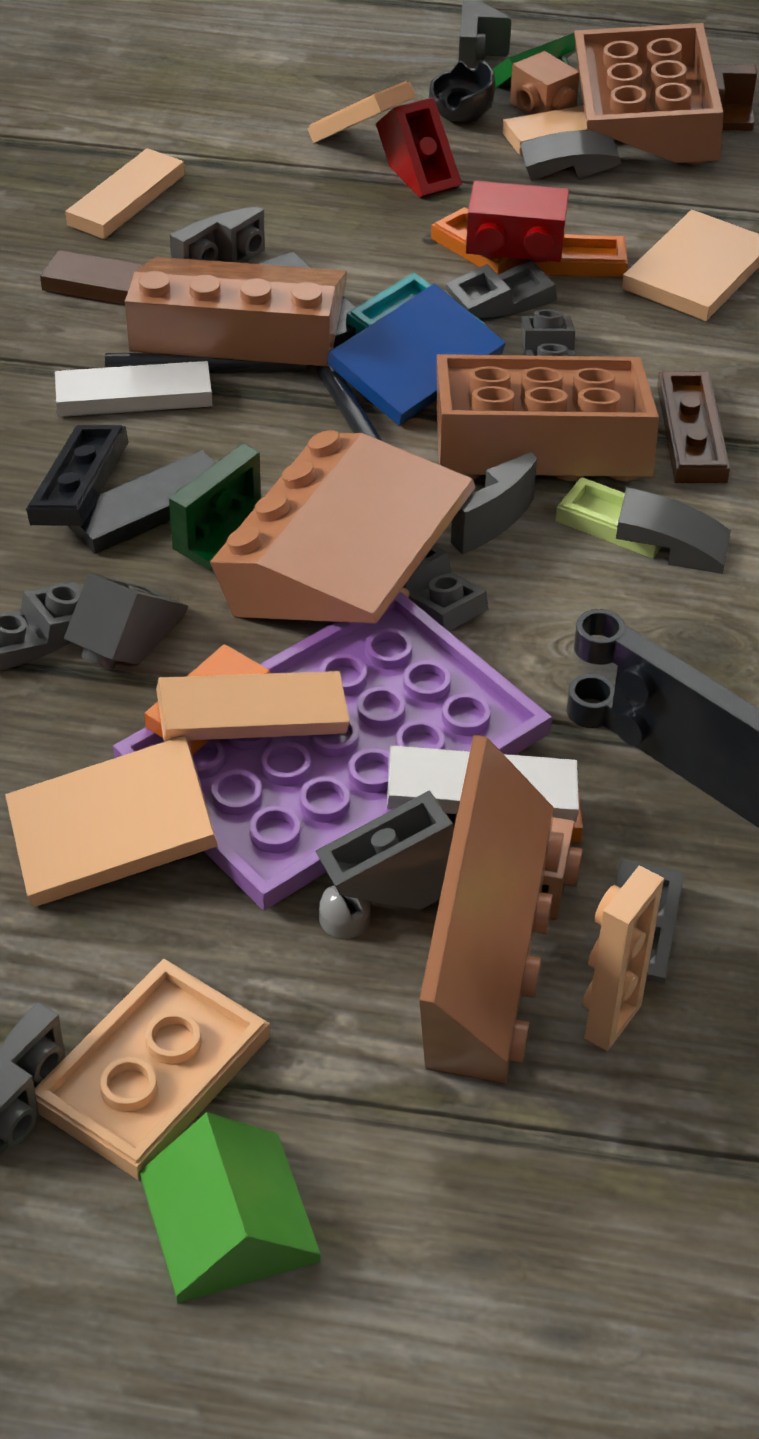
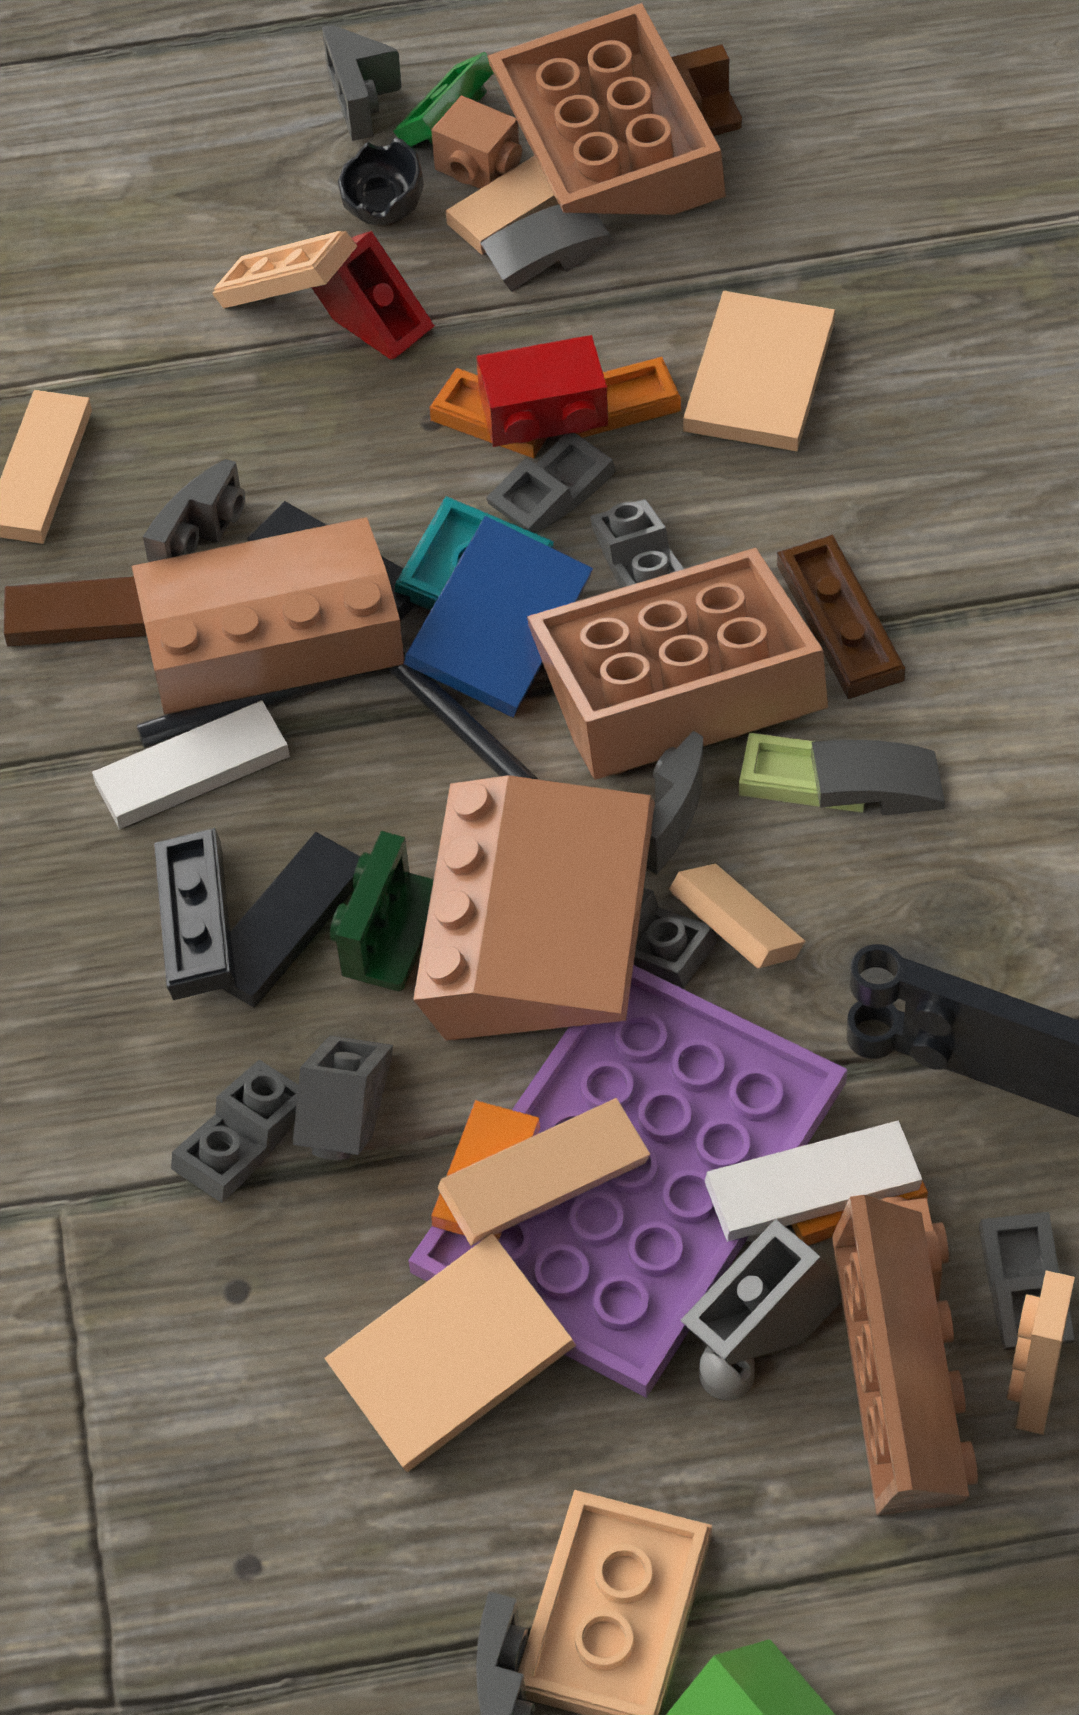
camera: 15 degrees left, 10 degrees up
(511, 591) = (736, 915): none -> light nougat tile

